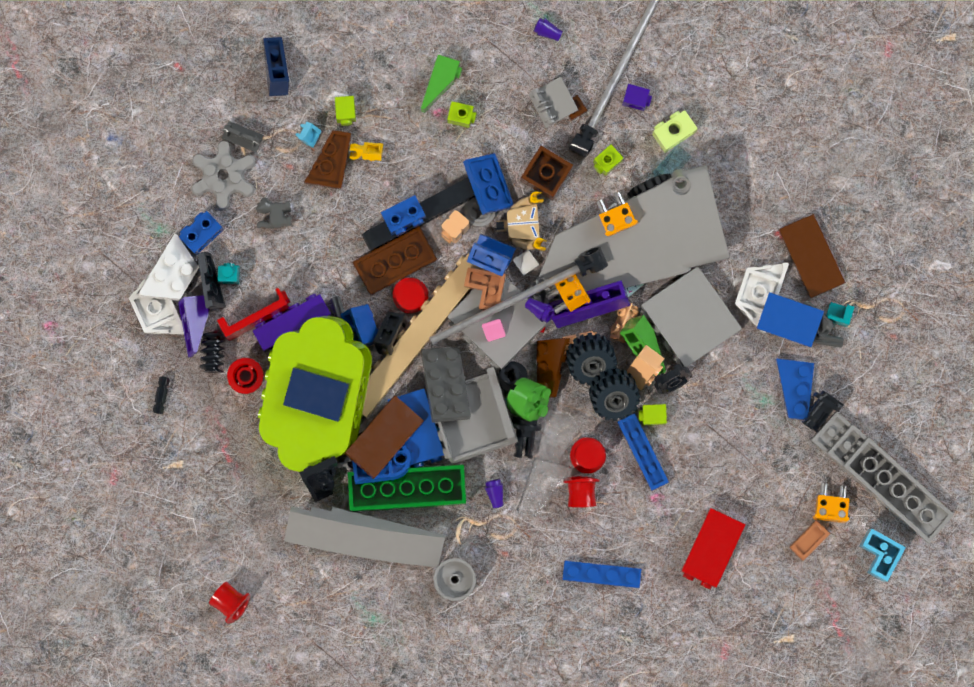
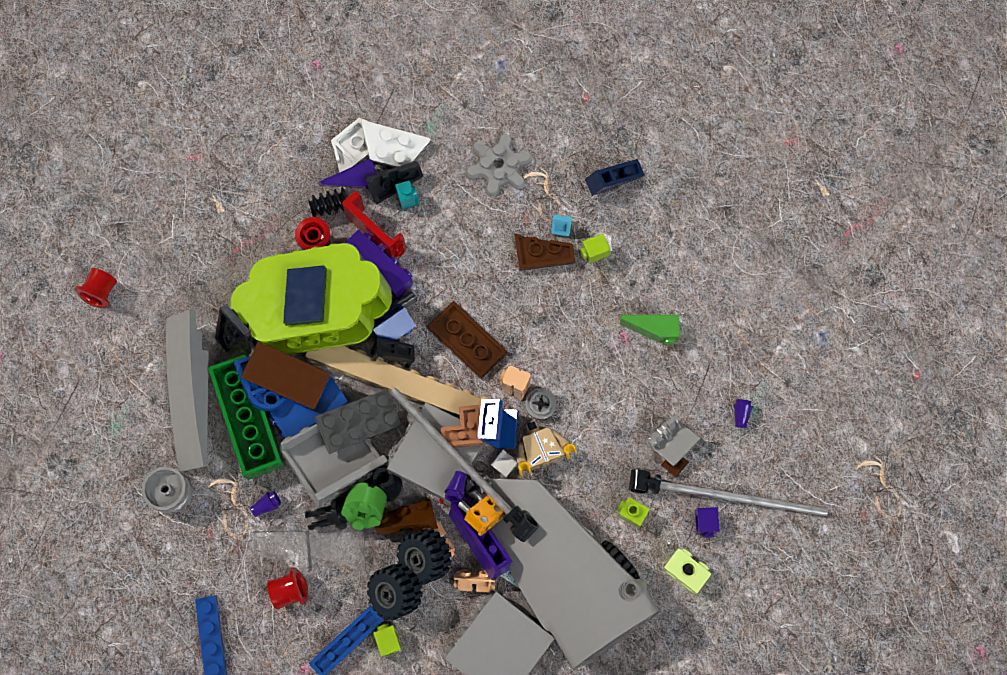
camera: 75 degrees right, 10 degrees down
(161, 395) = (278, 173): black axle -> none
(201, 232) = (438, 160): blue brick -> none
(242, 136) = (539, 168): dark grey hinge -> none
(276, 212) = (478, 219): dark grey animal -> none
(368, 151) = (563, 282): yellow plate -> none
(403, 216) = (510, 329): blue brick -> none
(410, 295) = (437, 362): red piece -> none
(432, 207) = (523, 351): black beam -> none
(461, 114) = (628, 356): lime brick -> none
(488, 183) = (569, 402): blue tile -> none
(493, 330) = (422, 448): bright pink slope -> none
(546, 173) = (599, 454): reddish brown brick -> none
(587, 455) = (329, 586): red piece -> none
(618, 221) = (570, 536): light orange piece -> none
(638, 334) = (456, 607): bright green slope -> none
(645, 366) = (432, 615): light nougat brick -> none
(673, 379) = (428, 649): black plate -> none
(675, 160) = (655, 580): clear light blue tile -> none

